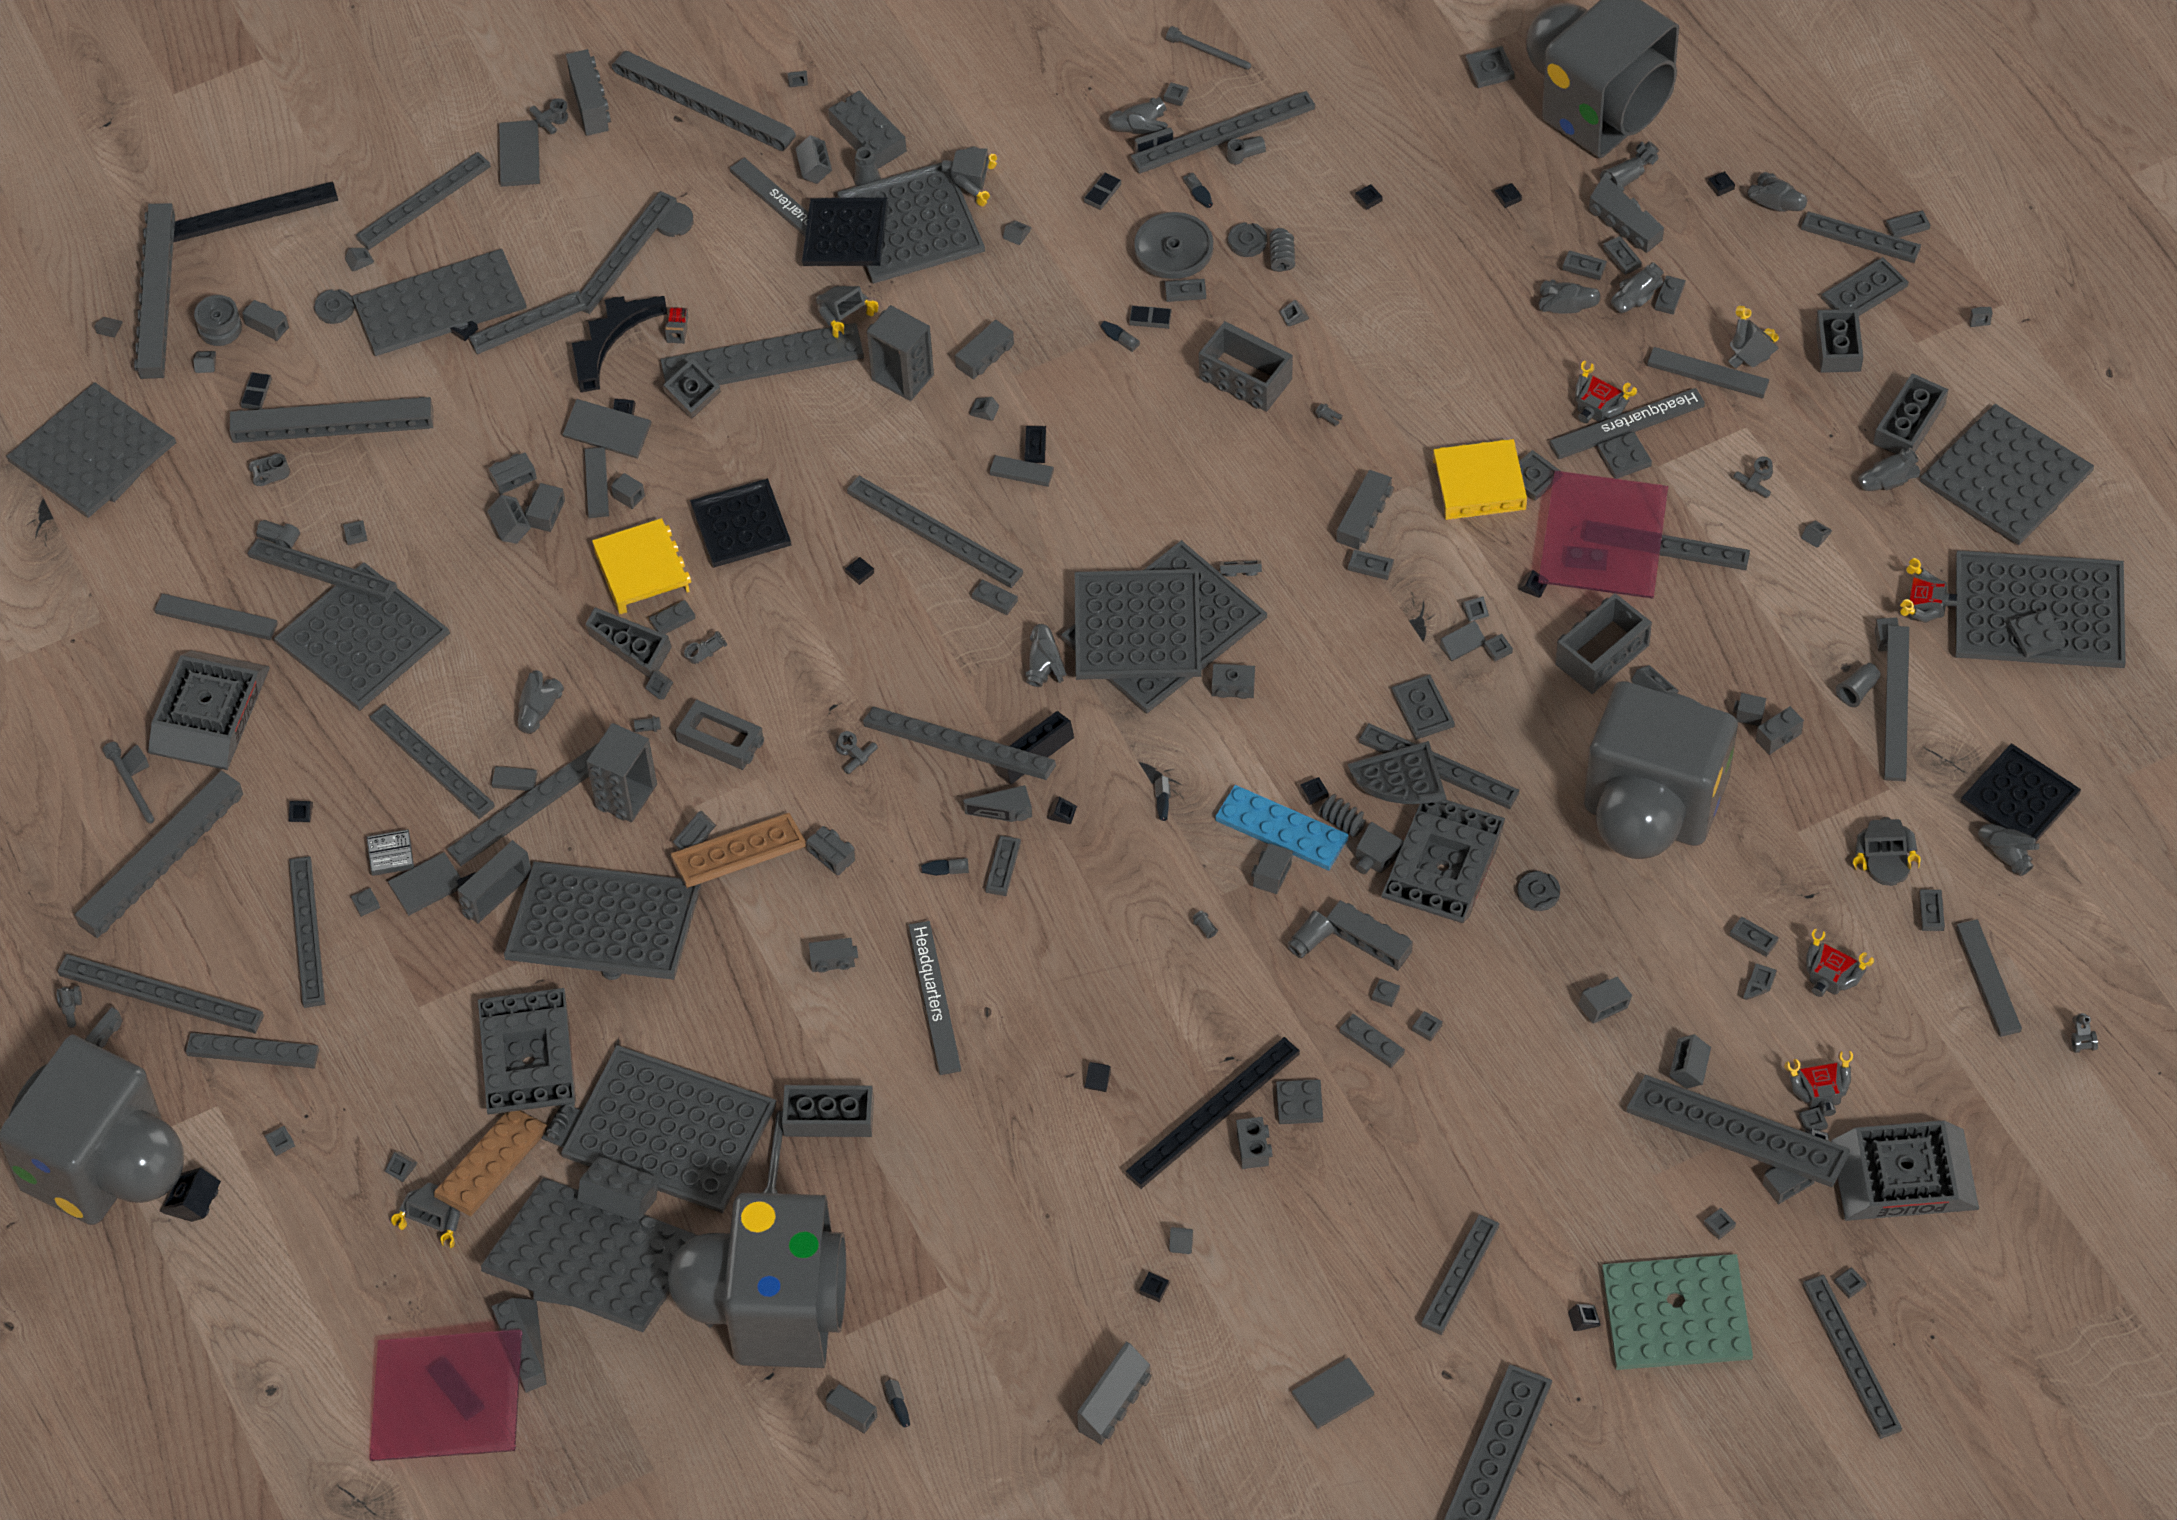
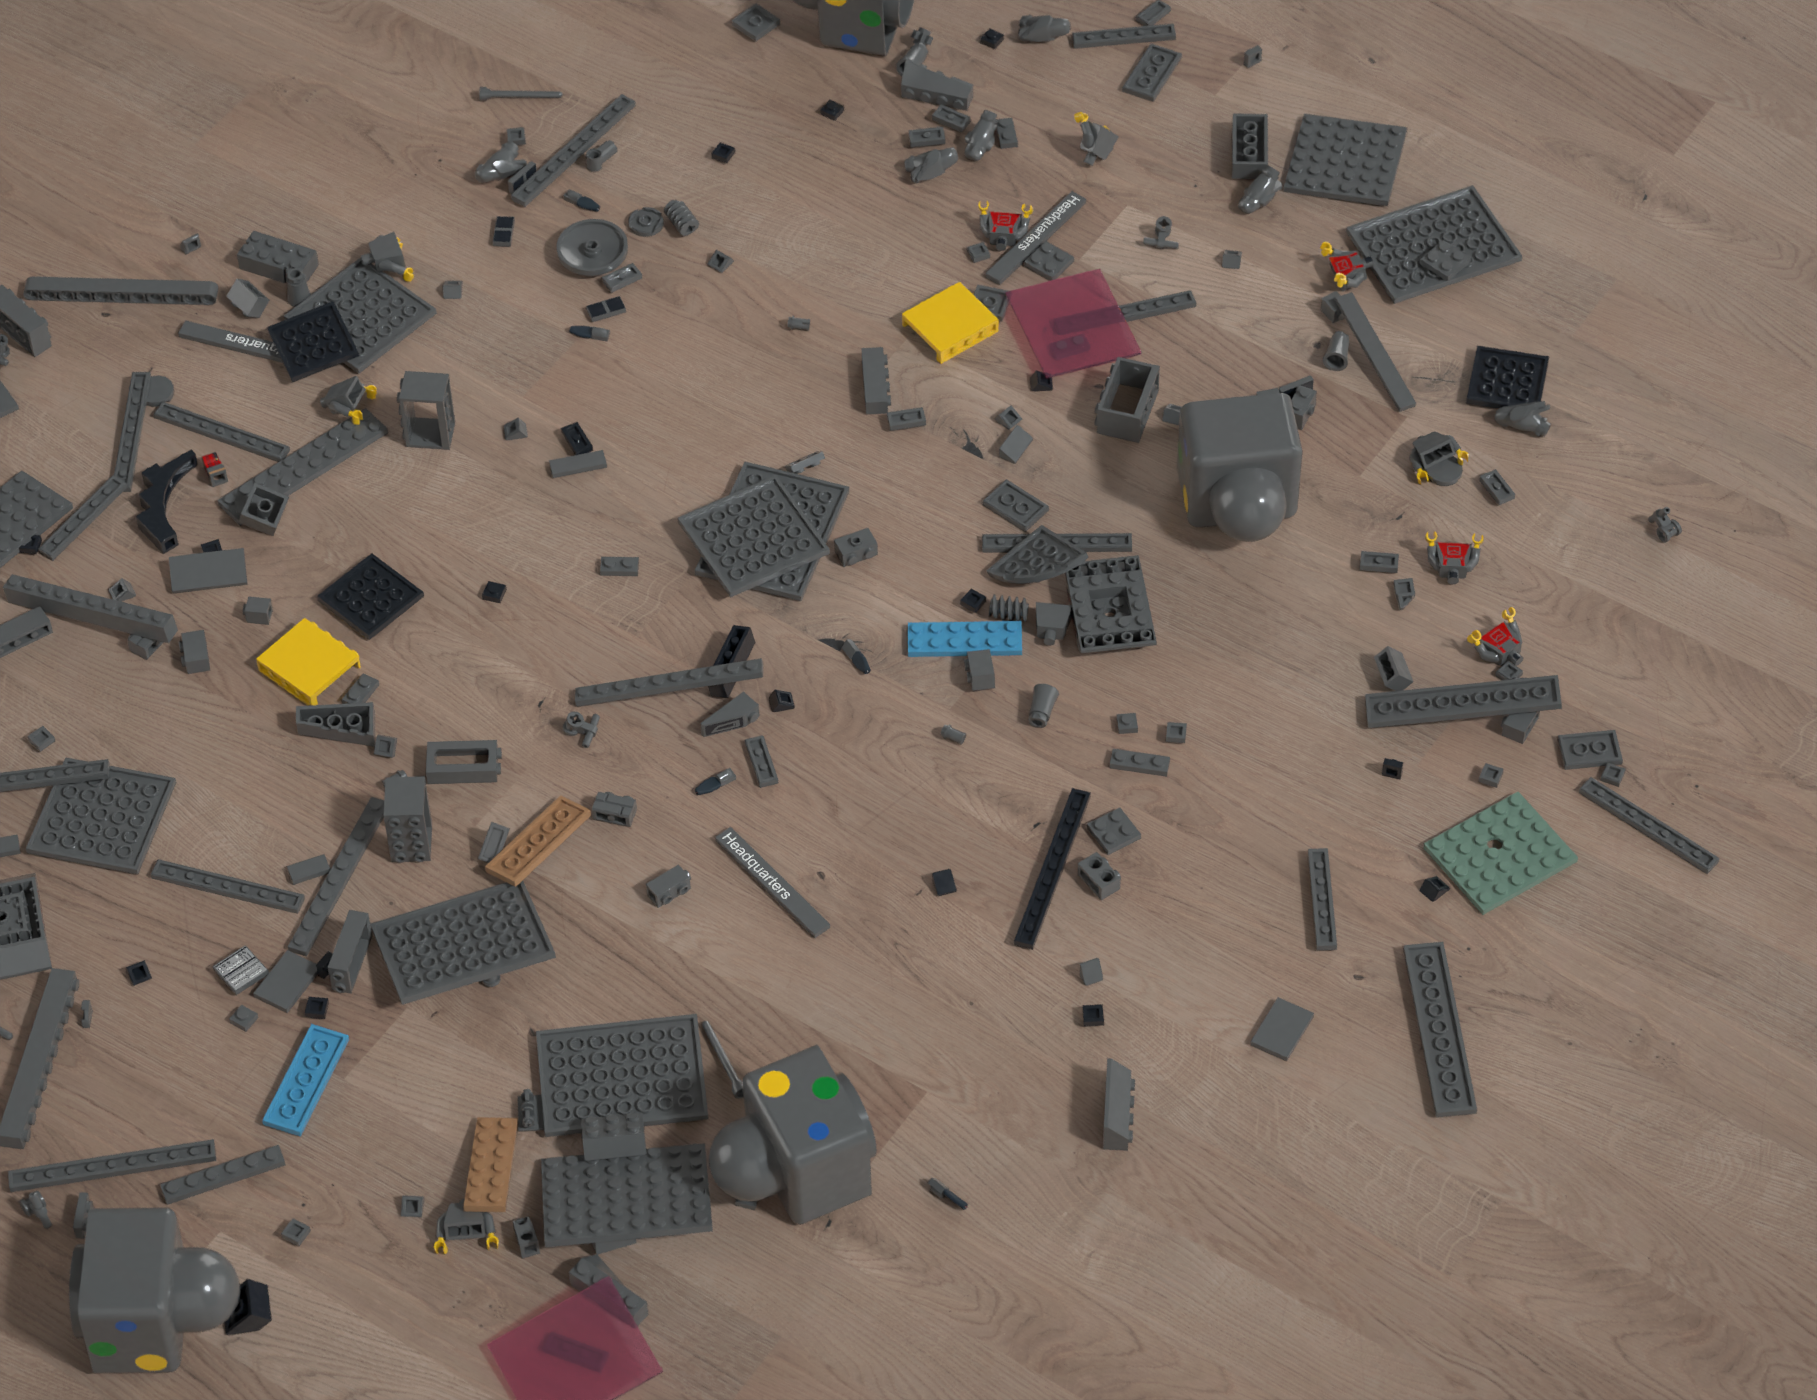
camera: 30 degrees left, 5 degrees down
(230, 830) = (87, 1015): none -> dark grey tile
(307, 932) = (208, 1063): dark grey tile -> none
(381, 992) = (305, 1080): none -> dark azure plate
(435, 923) = (316, 1007): none -> black plate
(472, 421) = (90, 608): none -> dark grey brick
(479, 1248) = (526, 1237): none -> dark grey leg
(509, 519) = (171, 672): dark grey brick -> none
(519, 414) = (122, 590): none -> dark grey slope
(523, 1028) = (457, 1048): dark grey slope -> none
(537, 700) = (290, 800): dark grey animal -> none
(597, 482) = (225, 616): dark grey tile -> none
(706, 648) = (406, 701): dark grey connector -> none
(708, 289) = (221, 432): none -> dark grey tile
(828, 1111) = (746, 1002): dark grey brick -> none
(851, 1408) = (914, 1213): dark grey brick -> none
(935, 531) = (537, 537): dark grey plate -> none
(984, 349) = (487, 385): dark grey brick -> none
(1044, 657) = (693, 592): dark grey animal -> none
(1253, 352) = (711, 312): dark grey hose -> none
(1370, 935) = (1089, 686): dark grey brick -> none
(1498, 647) = (1046, 437): dark grey plate -> none
(1538, 891) = (1194, 600): dark grey tile -> none
(1559, 414) = (978, 252): none -> dark grey tile
(1604, 999) = (1299, 653): dark grey brick -> none
(1622, 1168) = (1392, 768): none -> black plate
(1708, 372) = (1073, 177): dark grey tile -> none
(1775, 706) = (1290, 389): none -> dark grey tile
(1839, 340) = (1160, 113): dark grey brick -> none
(1843, 1244) = (1589, 749): none -> dark grey tile
(1879, 1187) = (1595, 695): dark grey slope -> none
(1989, 978) = (1569, 517): dark grey tile -> none

